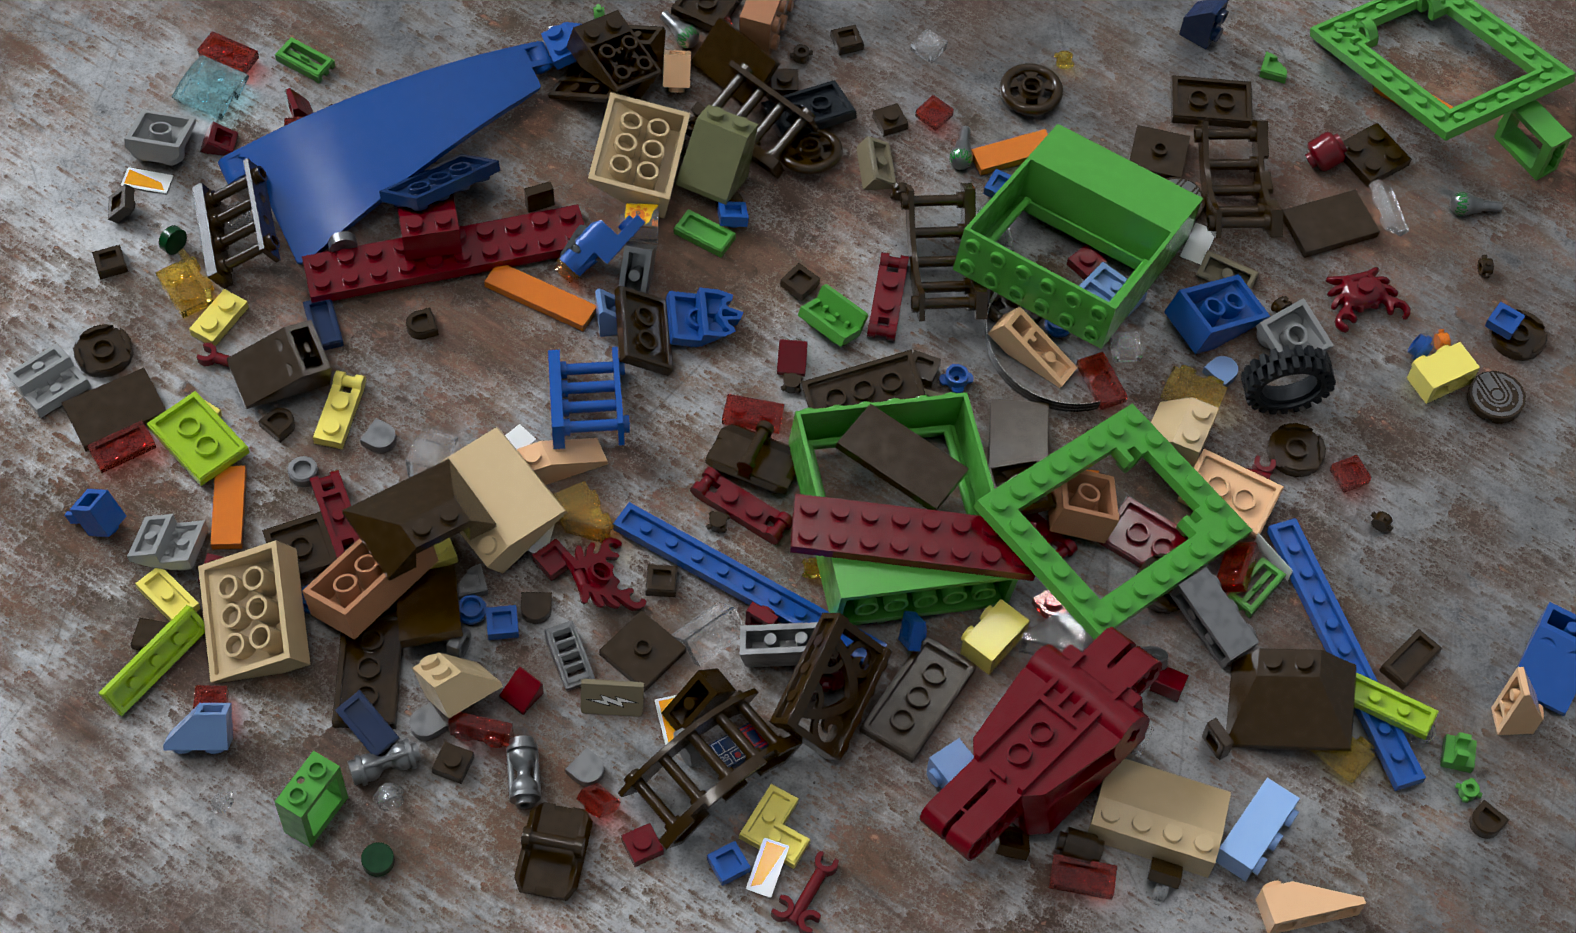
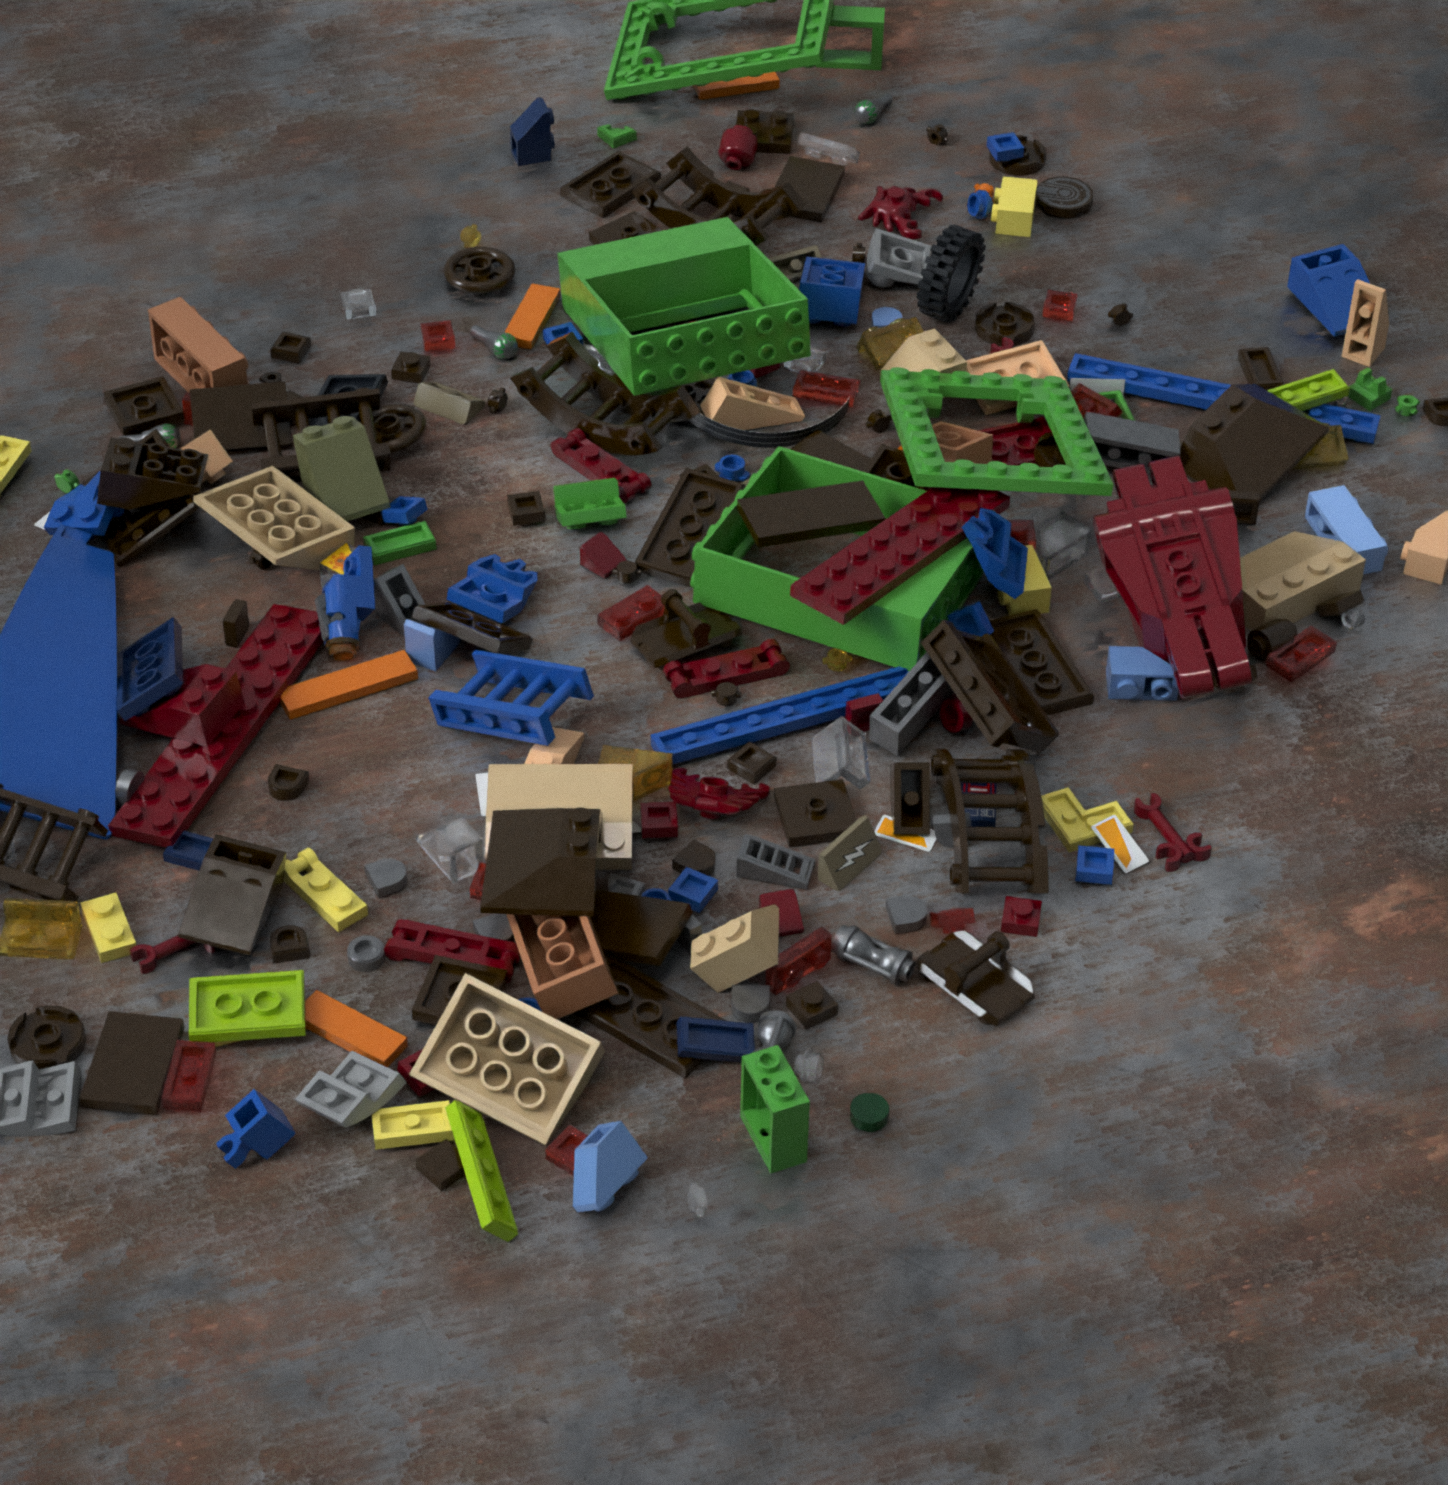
camera: 50 degrees left, 15 degrees down
(975, 603) = (997, 552): none -> blue plate

